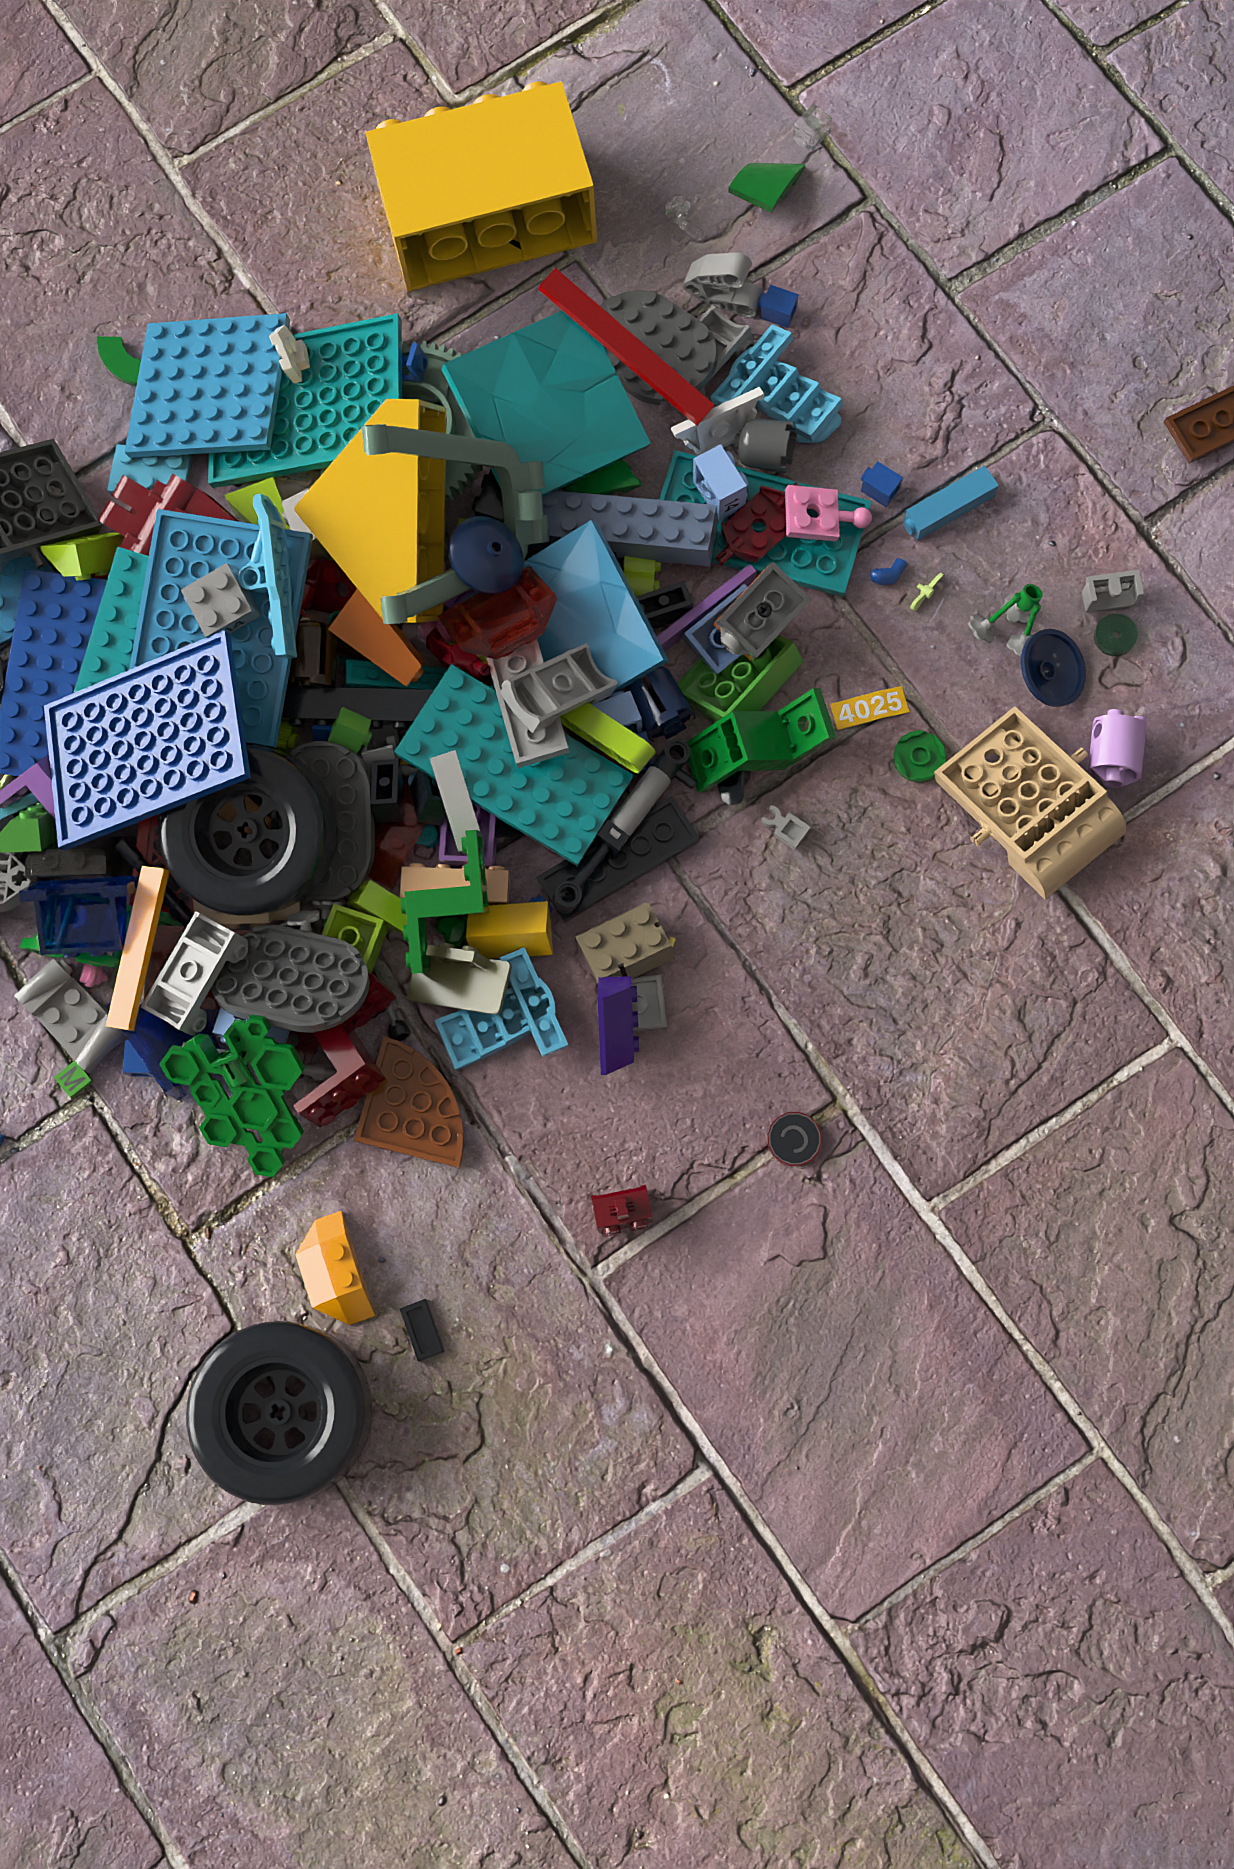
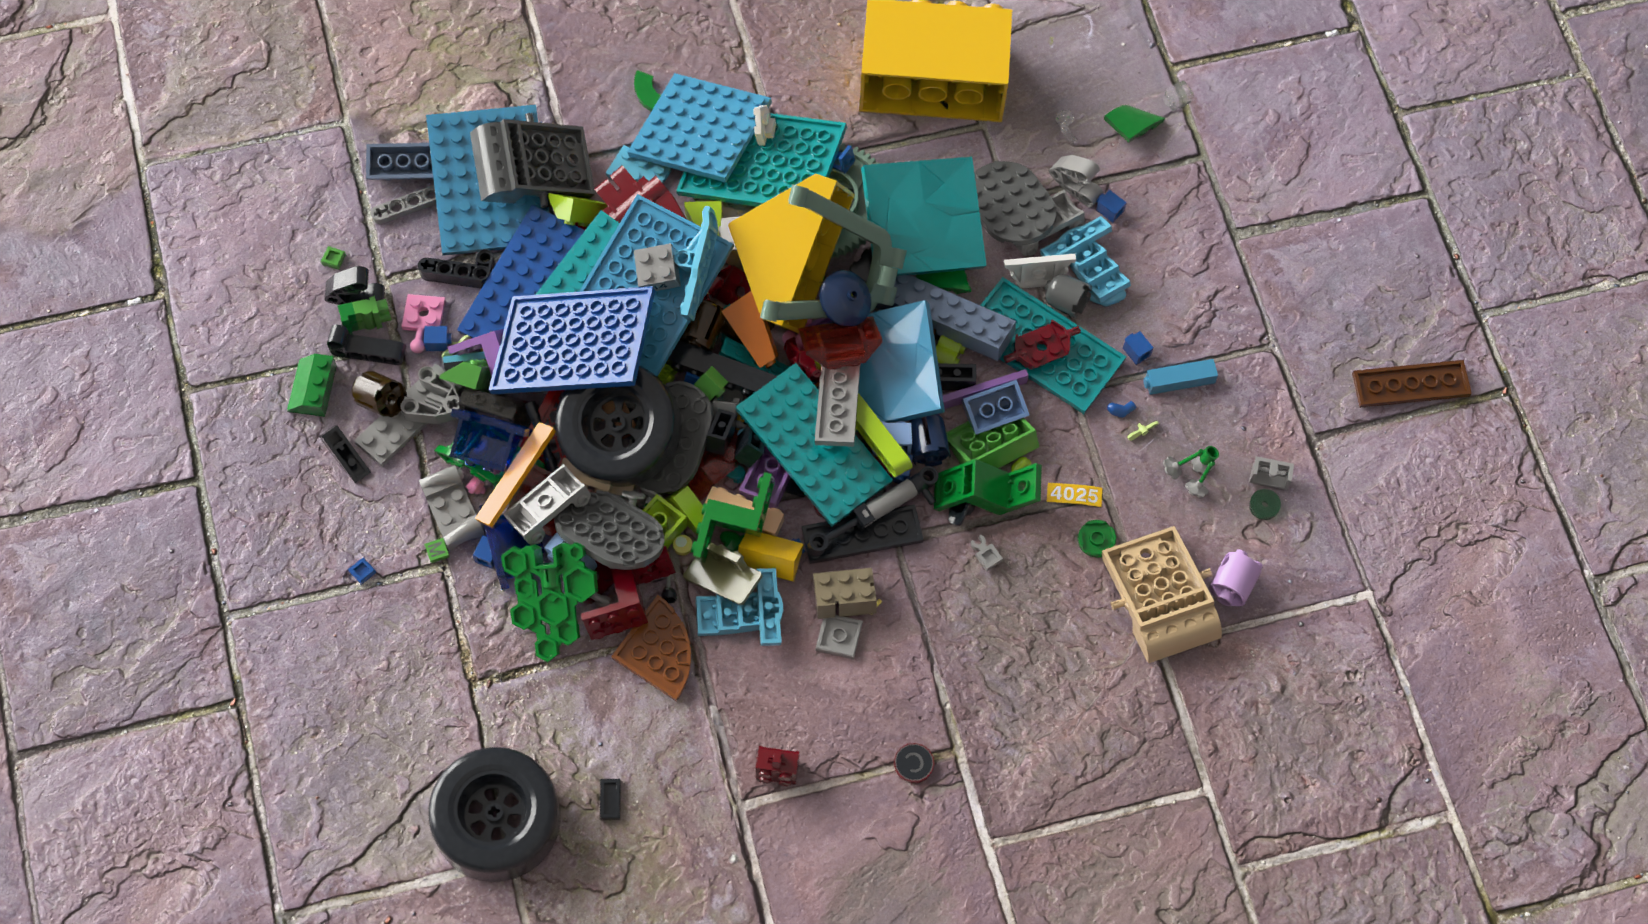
camera: 10 degrees right, 10 degrees down
(333, 1271) = (565, 739): light orange wedge -> none
(391, 956) = (682, 545): none -> light yellow tile
(454, 795) = (765, 447): white sticker -> none
(556, 688) = (860, 401): light grey piece -> none
(616, 1023) = (819, 639): dark purple slope -> none
(626, 346) = (992, 196): red tile -> none
(720, 481) = (1025, 307): light blue brick -> none
(761, 613) = (1019, 401): dark grey piece -> none
(787, 693) = (1020, 463): none -> lime arm
(825, 503) = (1092, 346): bright pink plate -> none
(1053, 667) = (1217, 506): dark blue dish -> none

